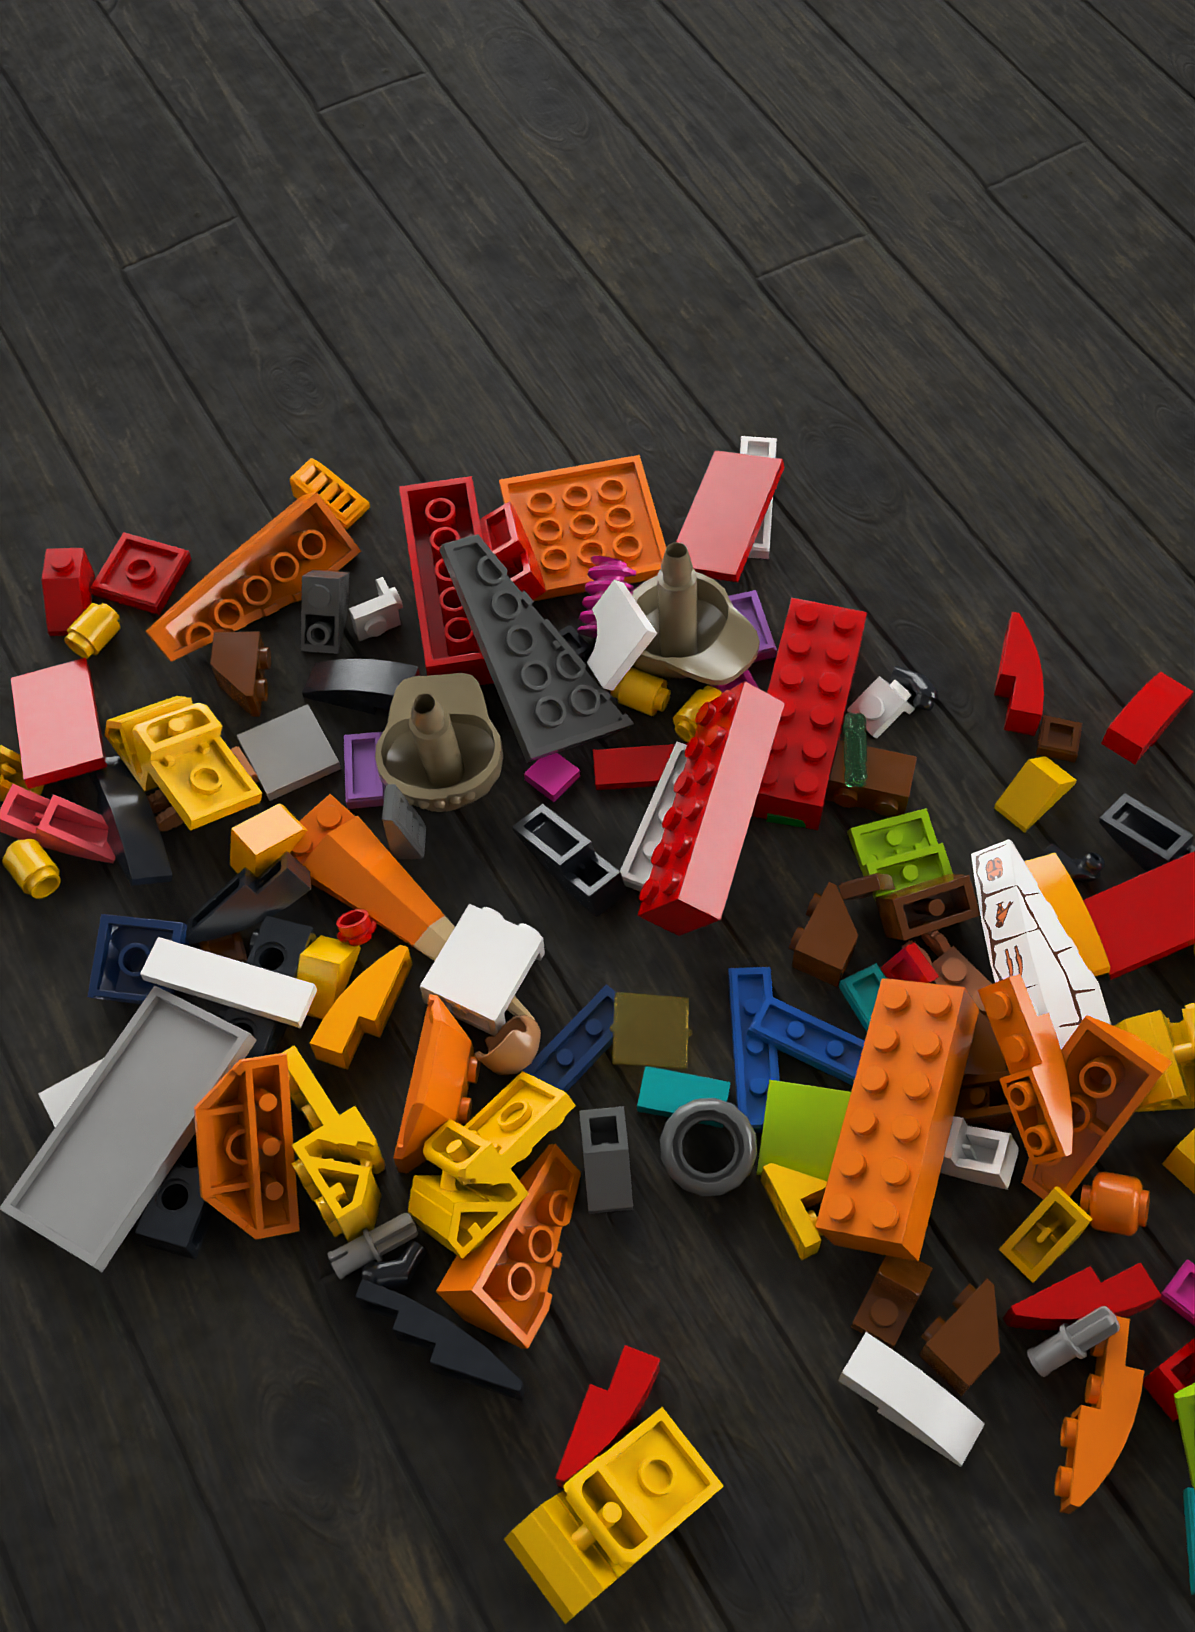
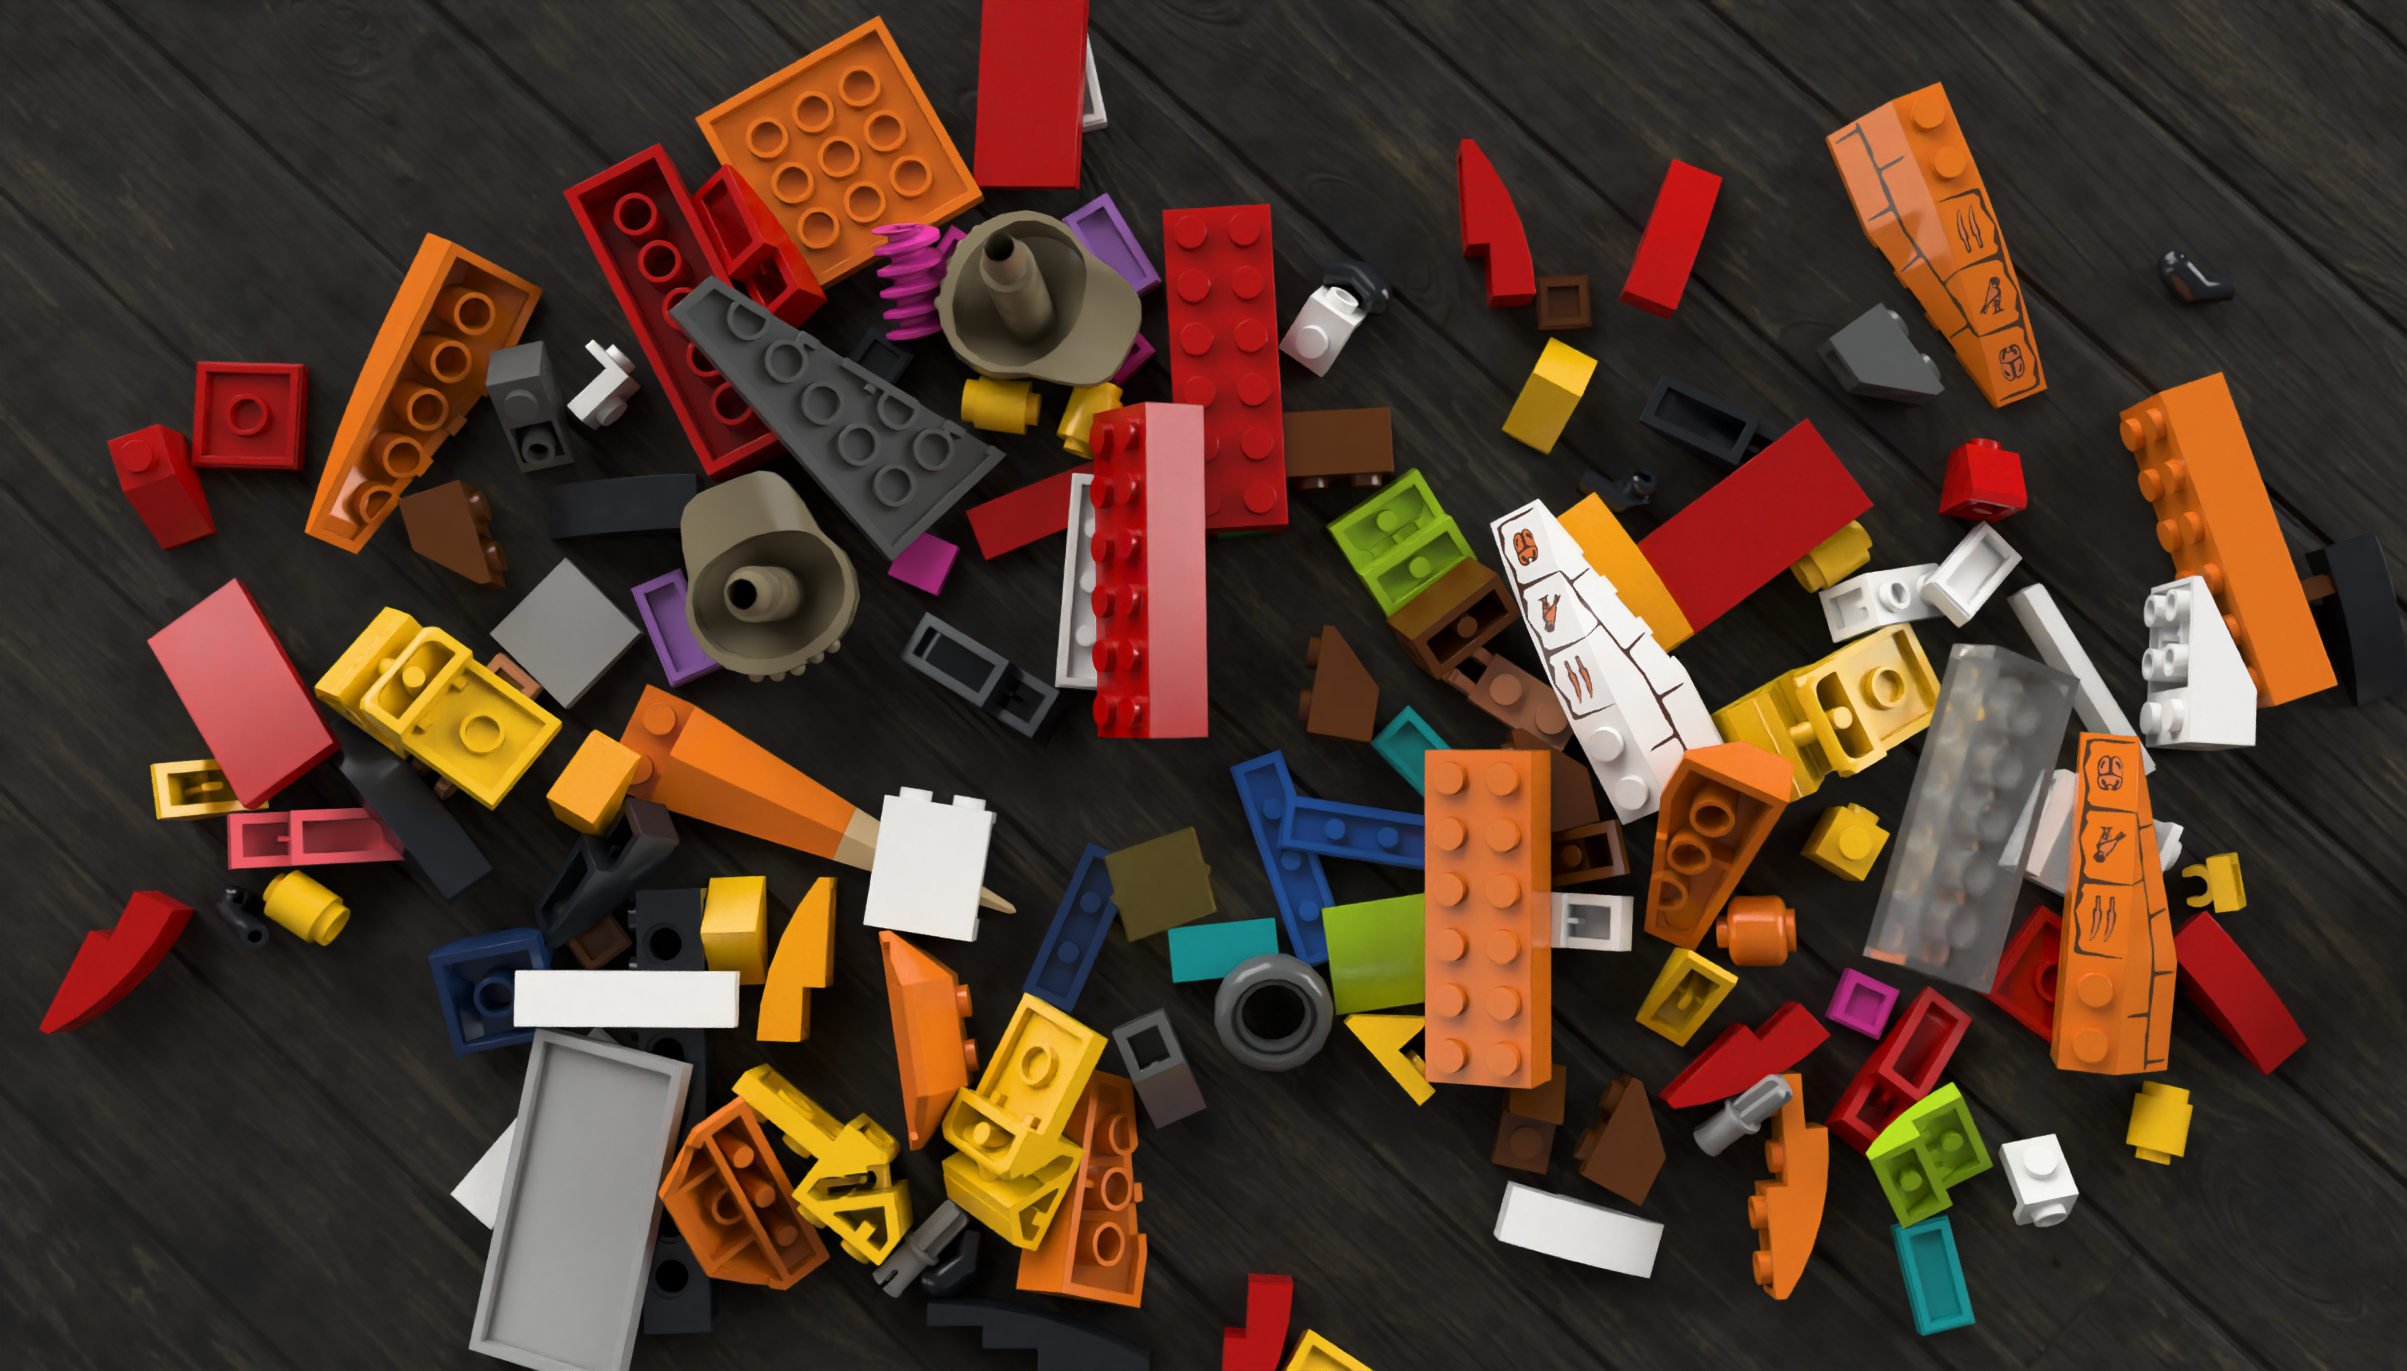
camera: 15 degrees left, 25 degrees up
(92, 630) = (226, 534): yellow brick -> none
(314, 477) = (419, 195): light orange slope -> none
(355, 927) = (751, 861): red plate -> none
(402, 826) = (761, 708): dark grey slope -> none
(512, 1046) = (1000, 960): medium nougat hair -> none
(621, 635) = (953, 351): white tile -> none
(855, 750) = (1309, 427): clear green axle -> none
(866, 886) = (1372, 614): reddish brown tile -> none
(909, 966) = (1452, 710): red plate -> none
(1038, 1076) = (1641, 833): orange slope -> none

